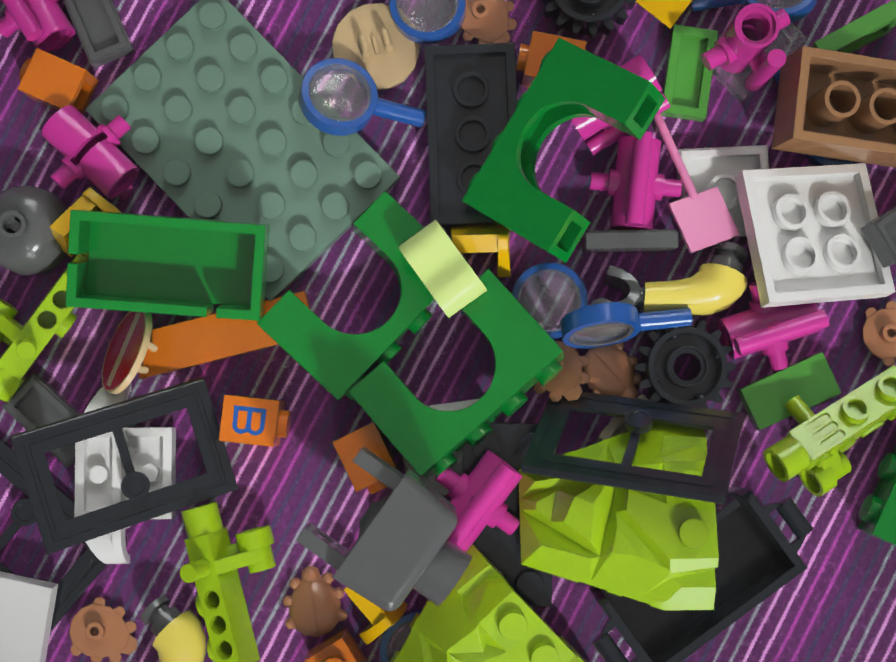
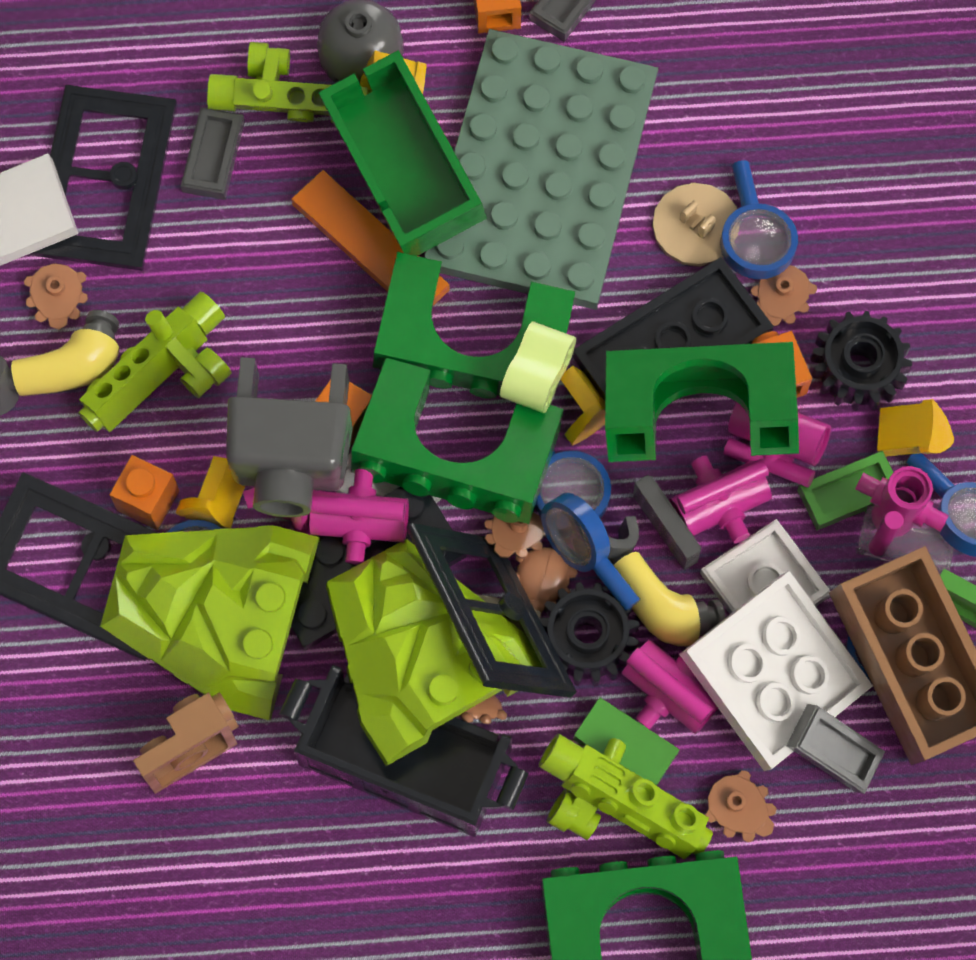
camera: 55 degrees right, 15 degrees down
(91, 152) = (455, 51): dark pink pin -> none
(101, 471) = (201, 228): white plate -> none
(127, 351) = (310, 170): piece -> none
(142, 504) = (186, 253): black door -> none
(254, 420) = (313, 306): orange brick -> none
(314, 603) = (184, 449): nougat piece -> none
(342, 98) = (631, 218): piece -> none
(703, 215) = (728, 569): bright pink piece -> none

